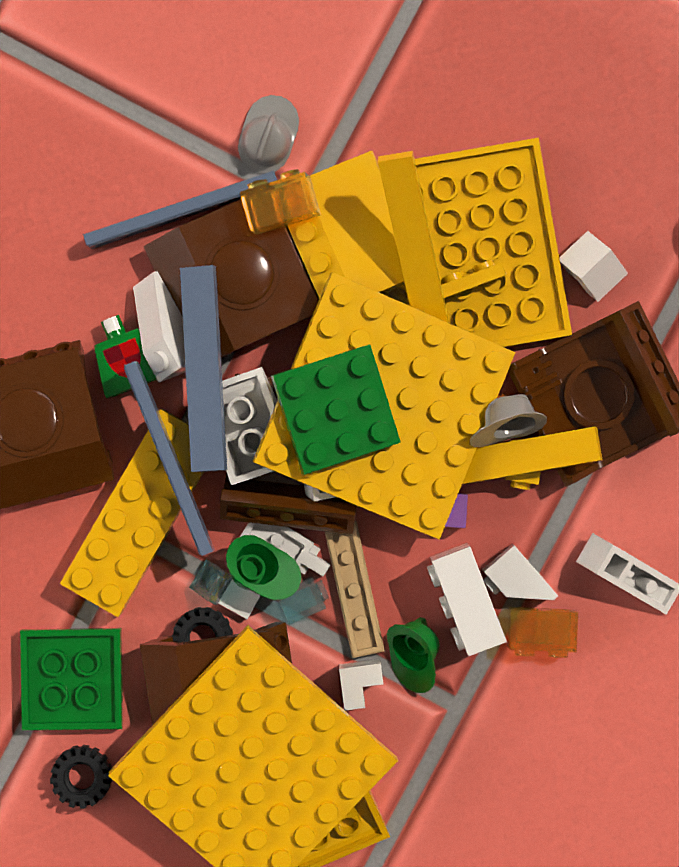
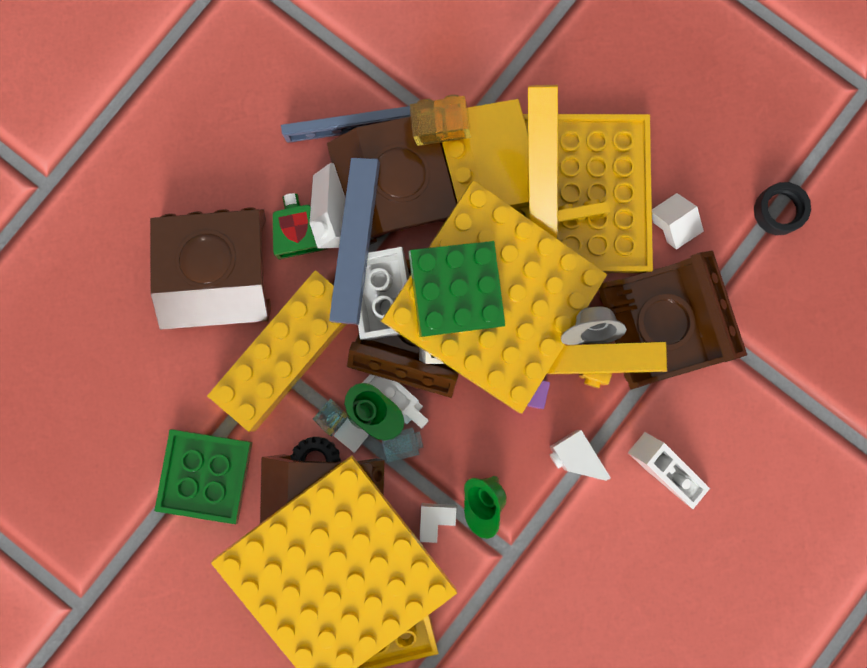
camera: 10 degrees right, 5 degrees down
(64, 787) = (179, 562): black tyre -> none
(169, 458) = (313, 308): sand blue tile -> none
(268, 134) = (440, 76): light grey piece -> none
(355, 593) = (444, 446): tan tile -> none
(466, 600) = (535, 468): white brick -> none
(542, 631) = (592, 504): clear yellow brick -> none

